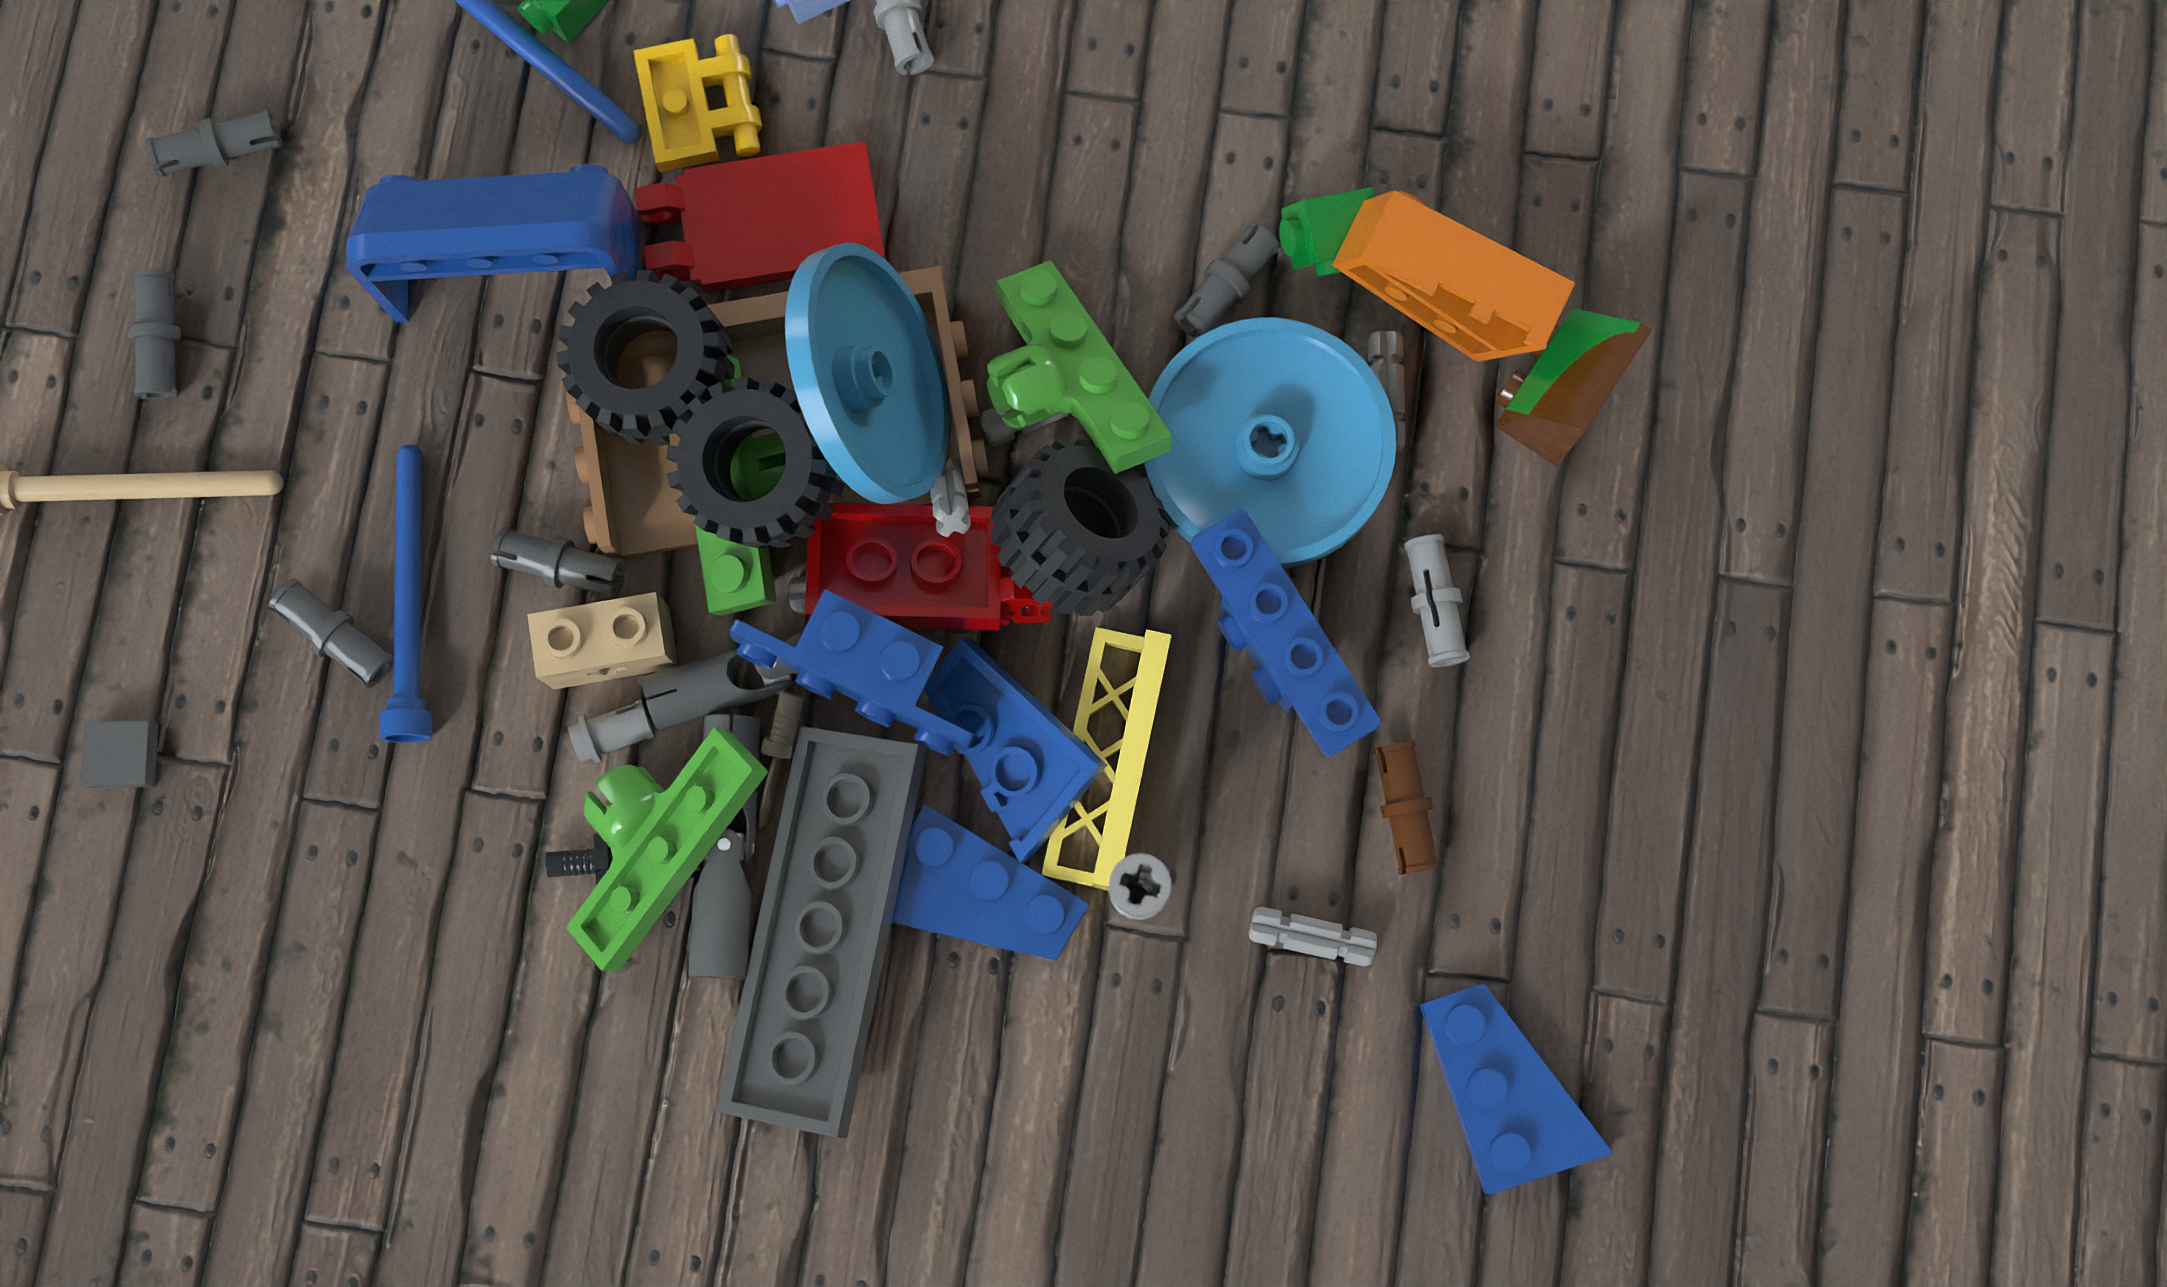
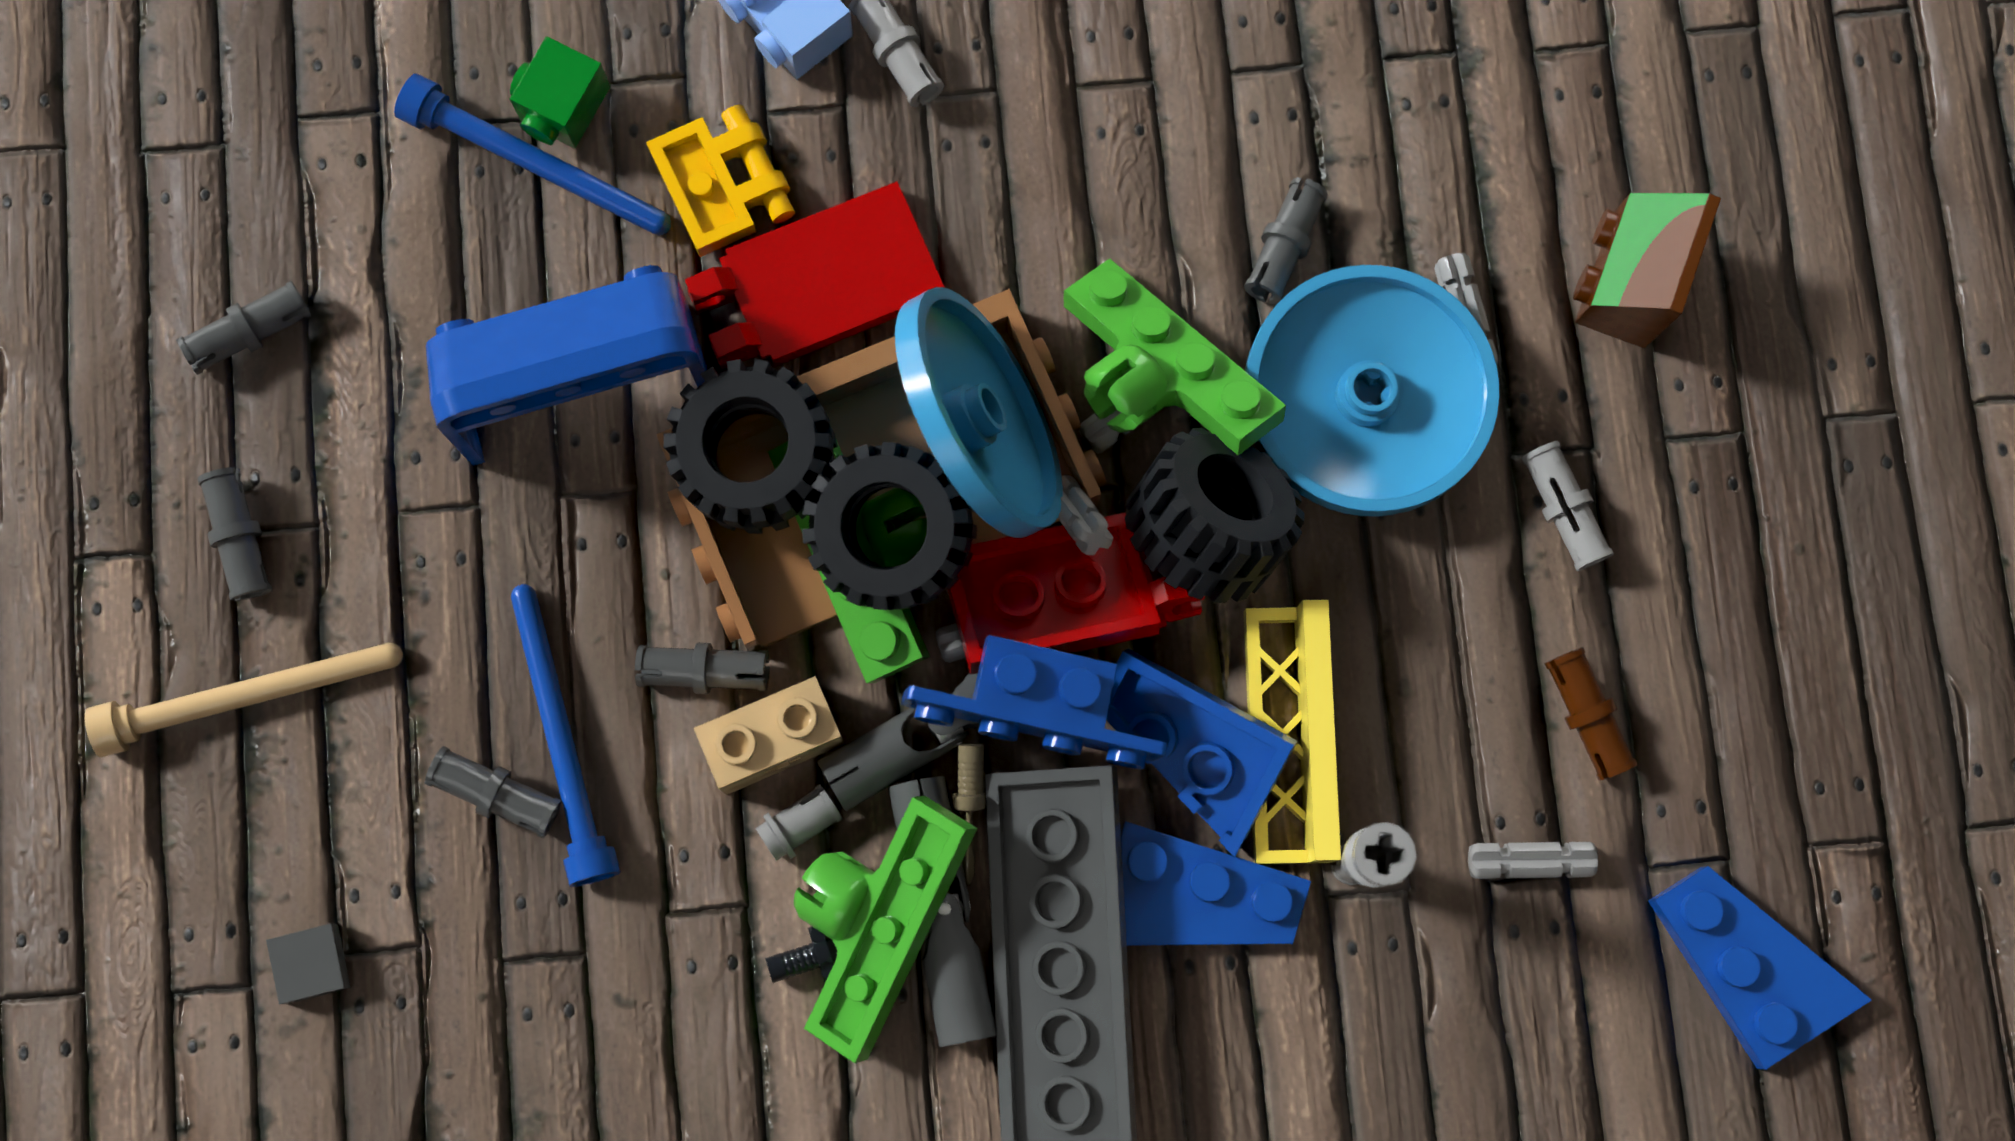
camera: 20 degrees left, 0 degrees up
(1281, 636) = (1434, 576): blue bracket -> none
(1317, 227) = (1378, 169): green brick -> none
(1452, 278) = (1512, 190): orange wedge -> none

